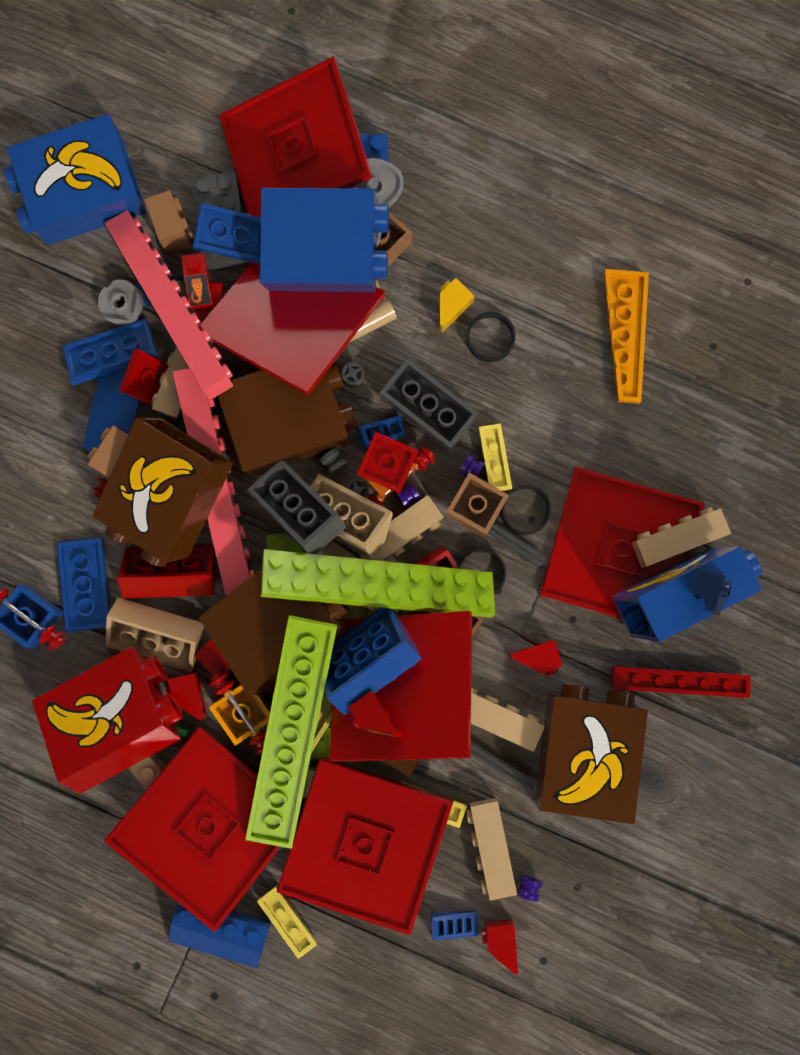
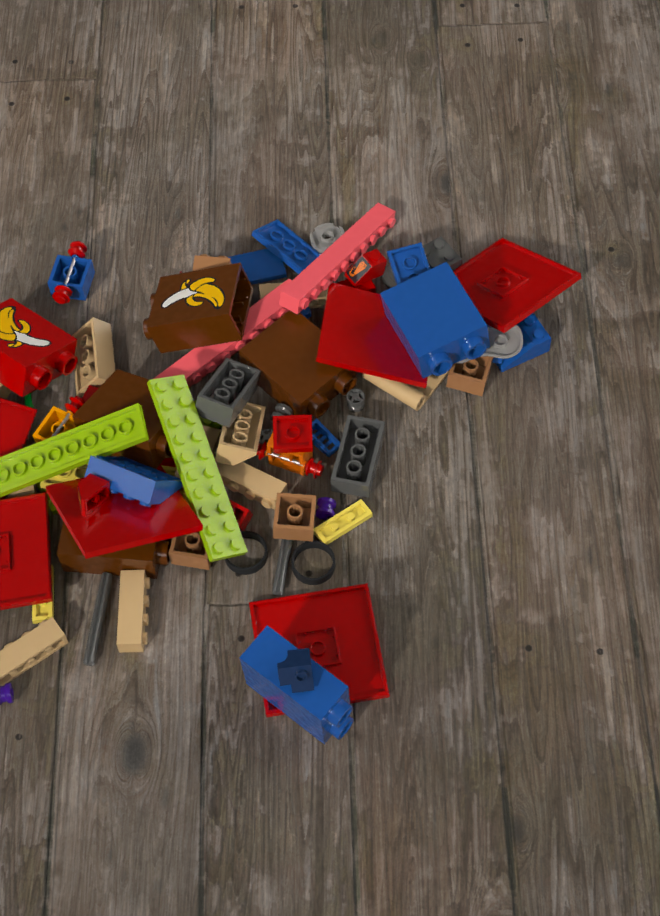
camera: 70 degrees right, 25 degrees down
(73, 180) = (398, 174): blue brick -> none
(83, 584) = (112, 302): blue tile -> none
(143, 377) = (278, 267): red plate -> none
(169, 222) = (400, 233): medium nougat brick -> none
(178, 578) = (140, 351): red slope -> none
(188, 694) = (58, 394): red slope -> none
(408, 495) = (281, 473): dark purple wheel -> none
(453, 302) = (448, 440): yellow slope -> none
(503, 318) = (439, 496): black tyre -> none
(540, 657) = (197, 621): red slope -> none
(591, 755) = (132, 687): reddish brown brick -> none
(627, 312) = (515, 567): light orange wing -> none
(680, 538) = (362, 693): tan brick -> none
(681, 682) = (227, 741): red plate -> none

